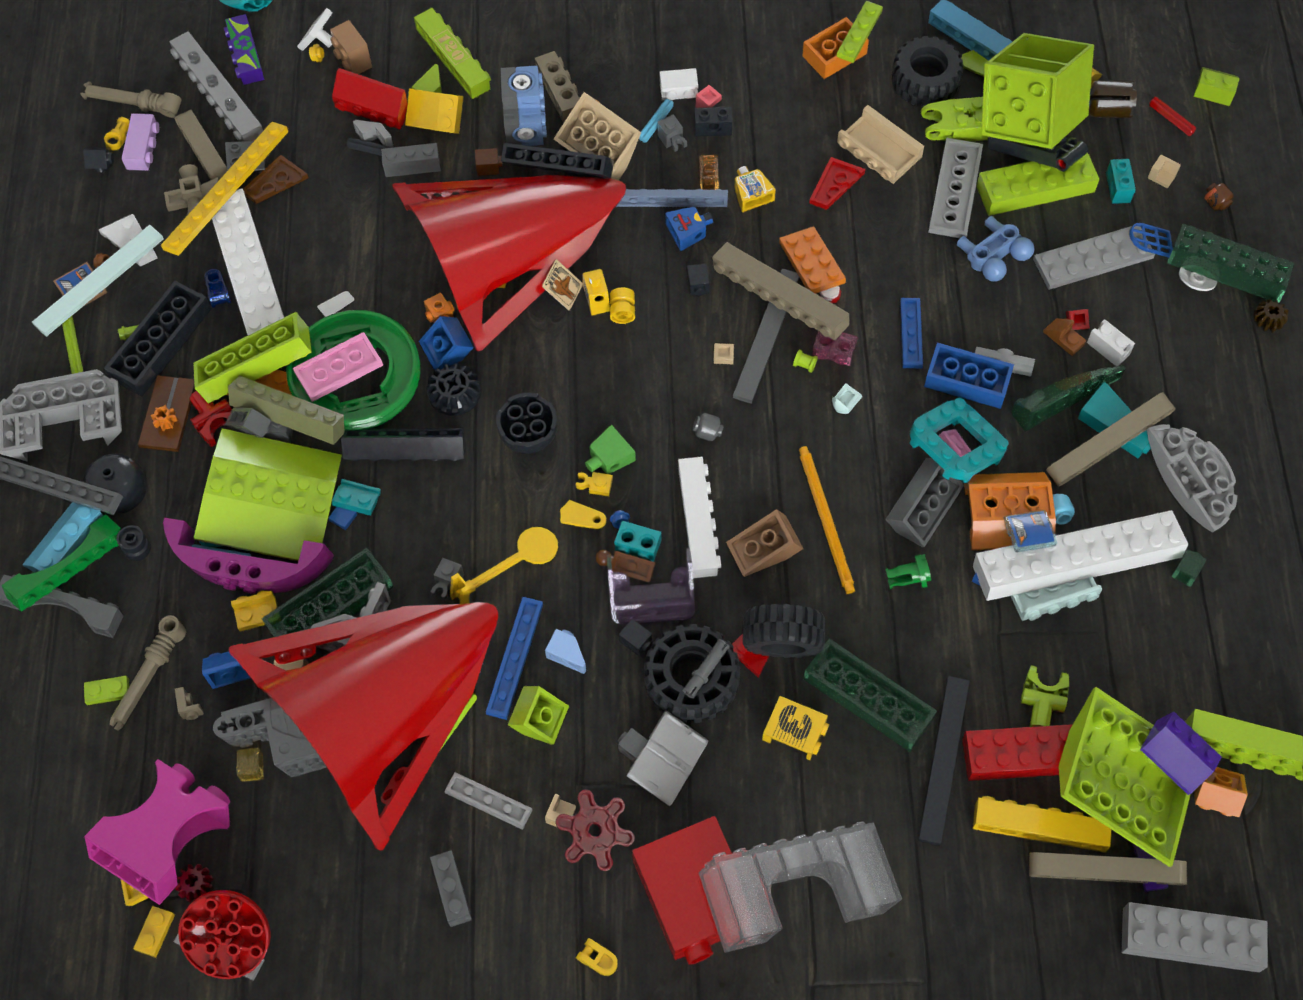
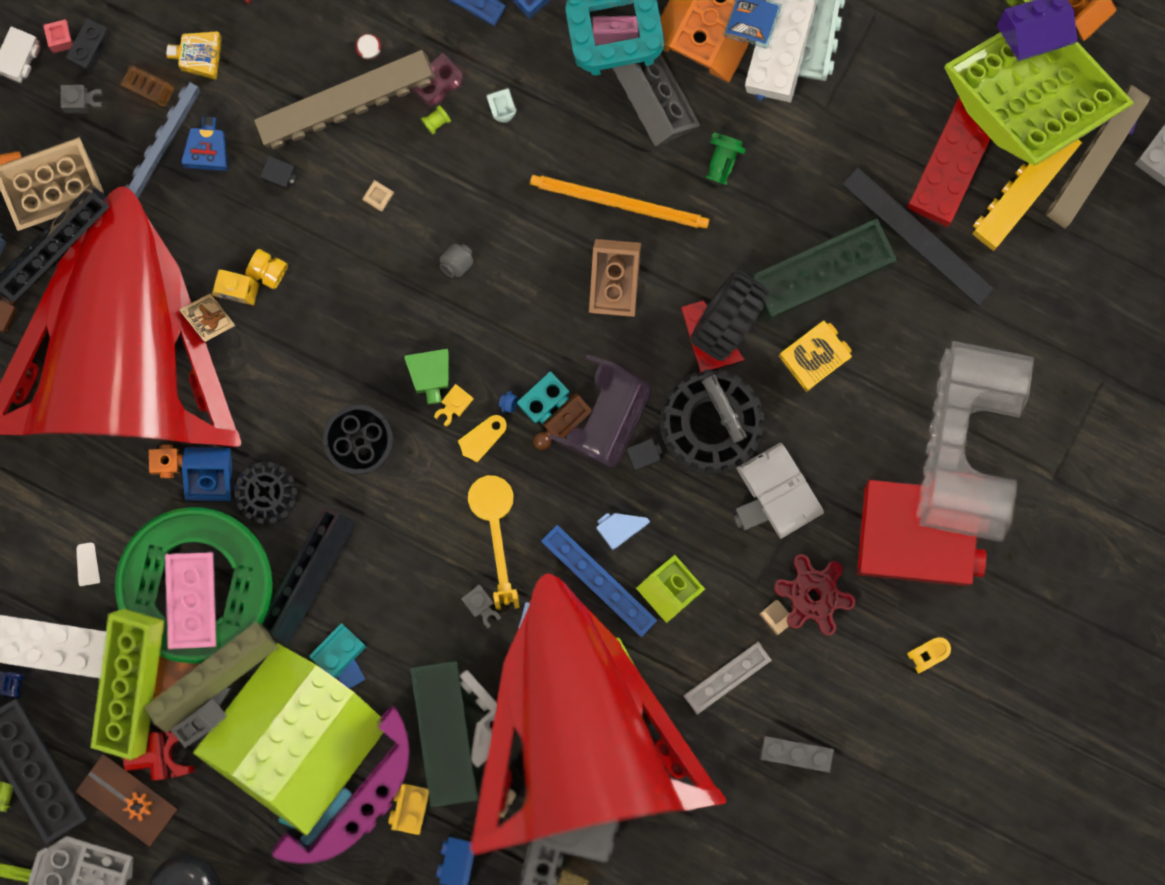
camera: 65 degrees left, 20 degrees up
(652, 125) = (47, 105): medium azure axle -> none
(698, 517) = (547, 324): white brick -> none
(761, 348) = (390, 150): dark grey tile -> none
(812, 260) = (322, 43): orange plate -> none
(1044, 698) = (914, 111): lime connector -> none

